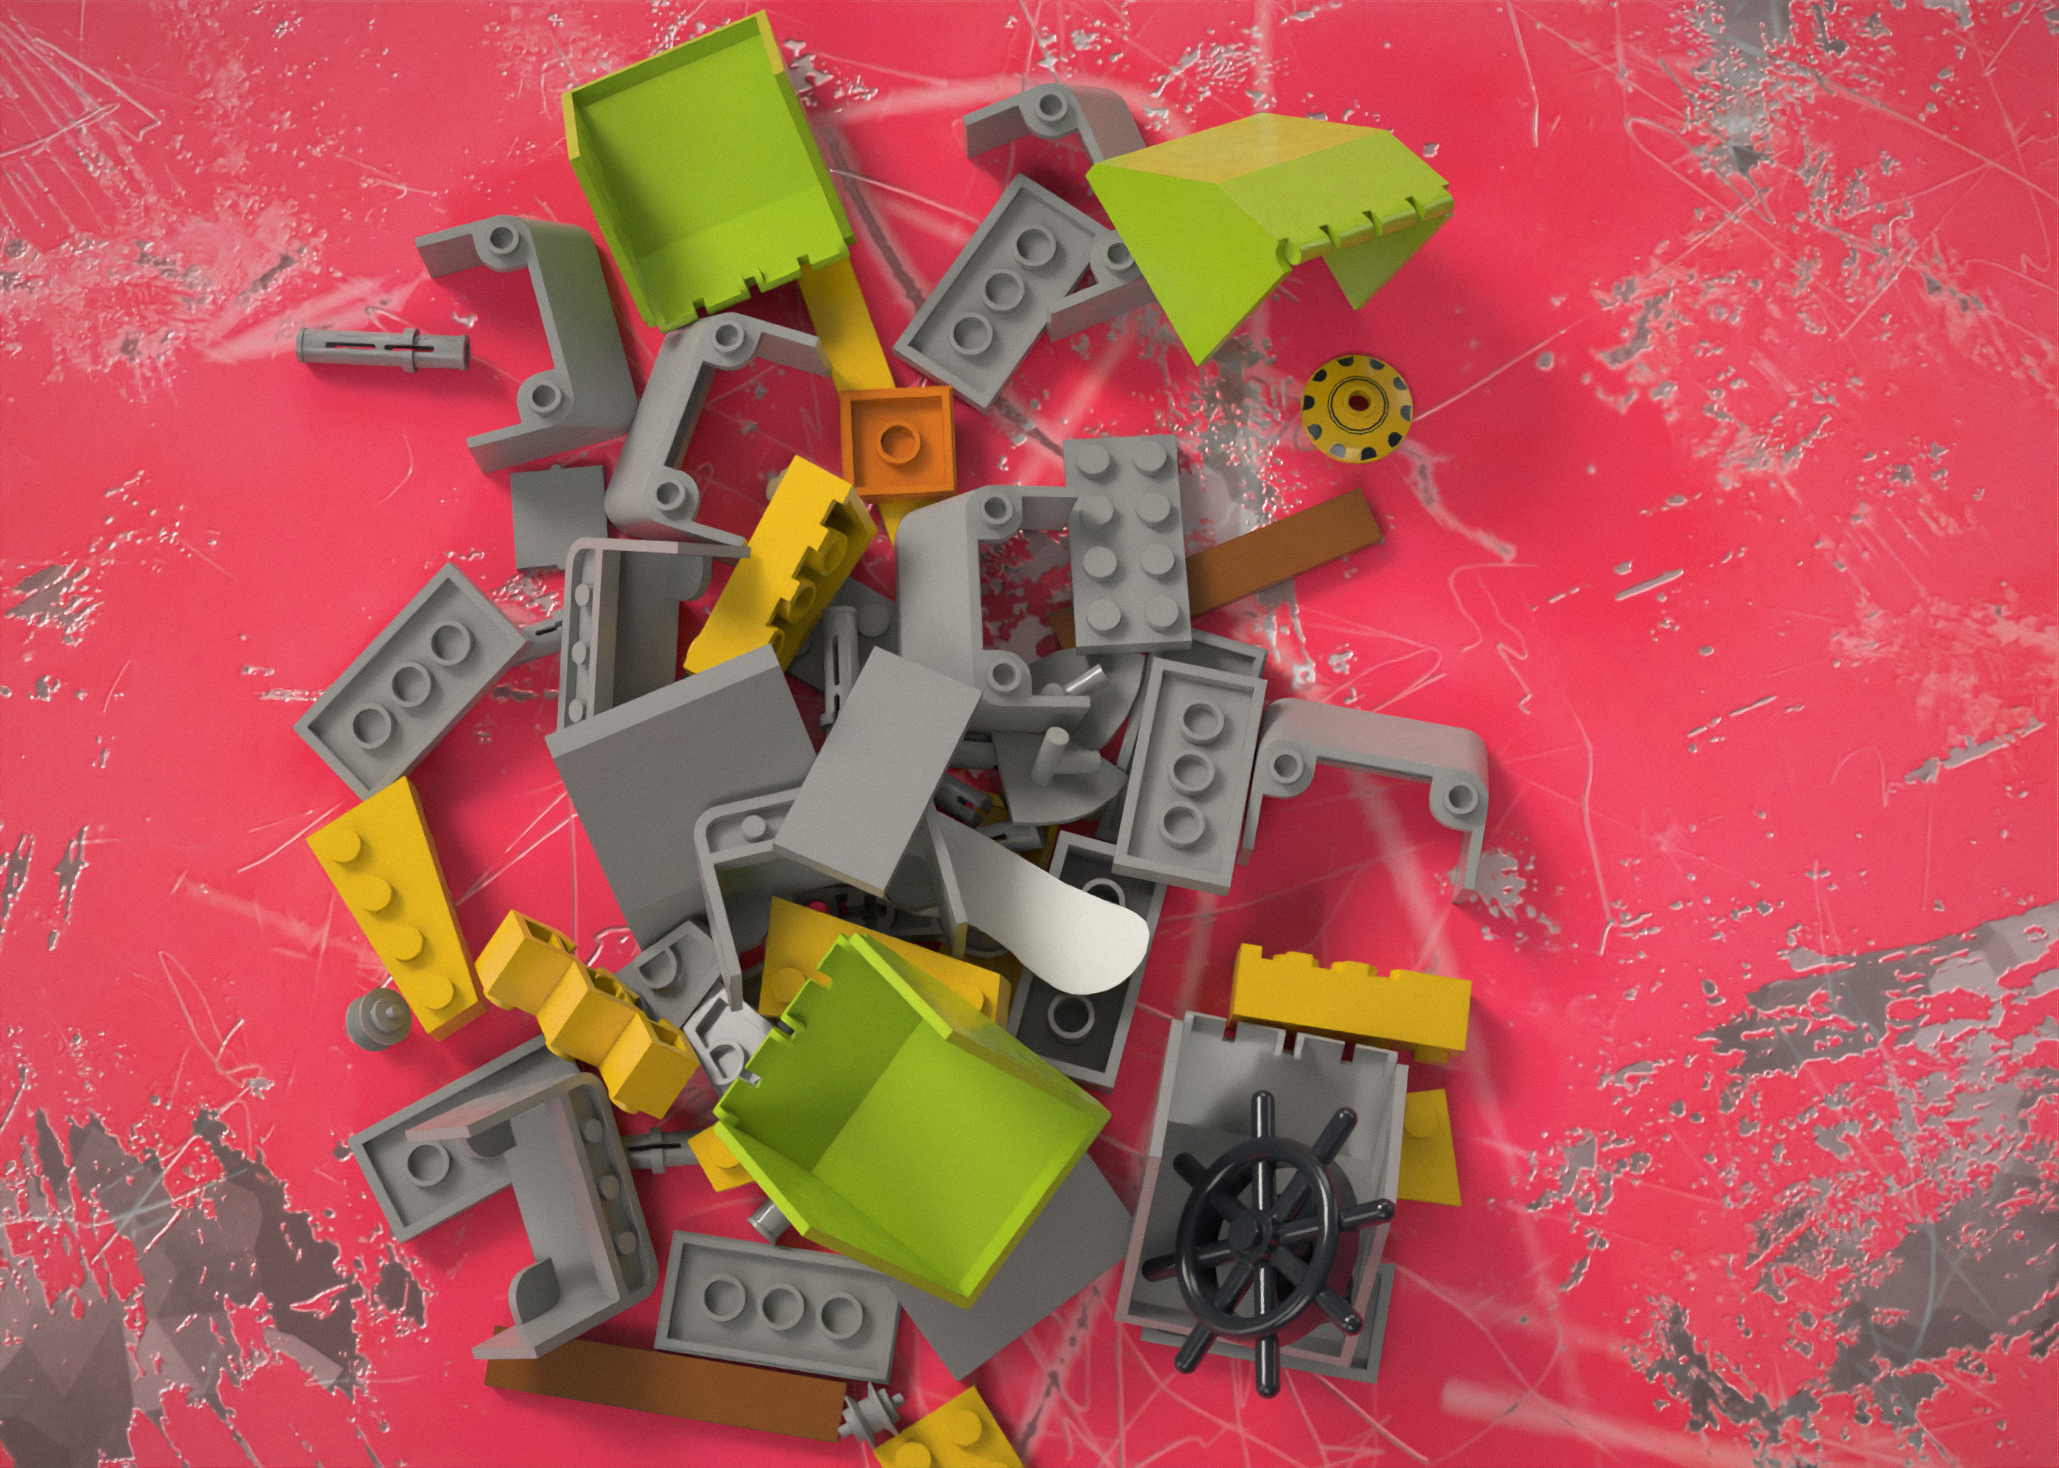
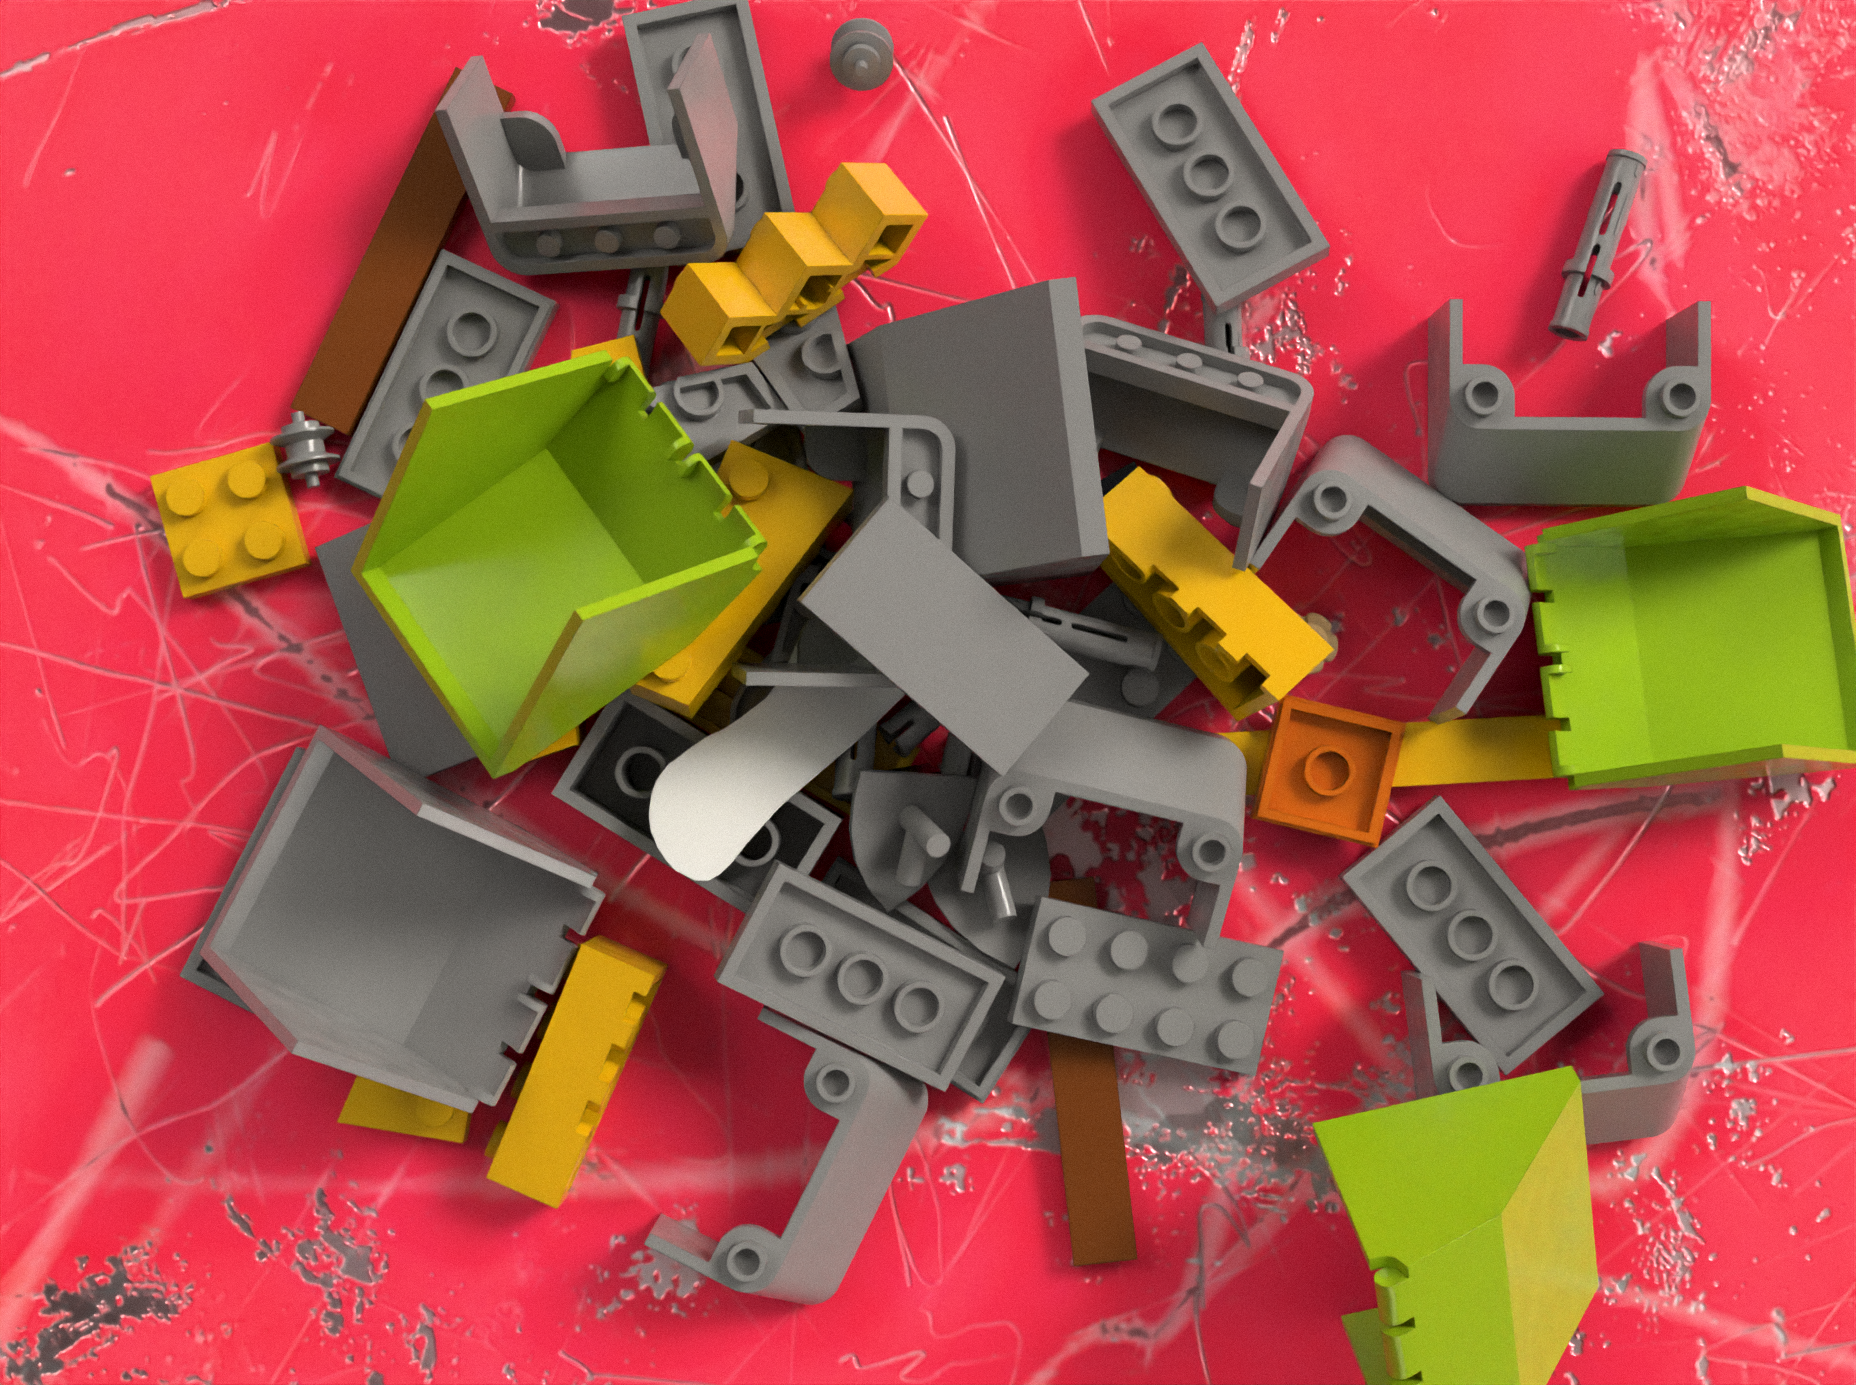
camera: 105 degrees right, 10 degrees up
(398, 894) = (975, 108): yellow wedge -> none
(554, 511) = (1358, 385): light grey piece -> none
(1290, 1243) = (312, 934): black piece -> none
(1353, 434) = (1211, 1256): yellow dish -> none

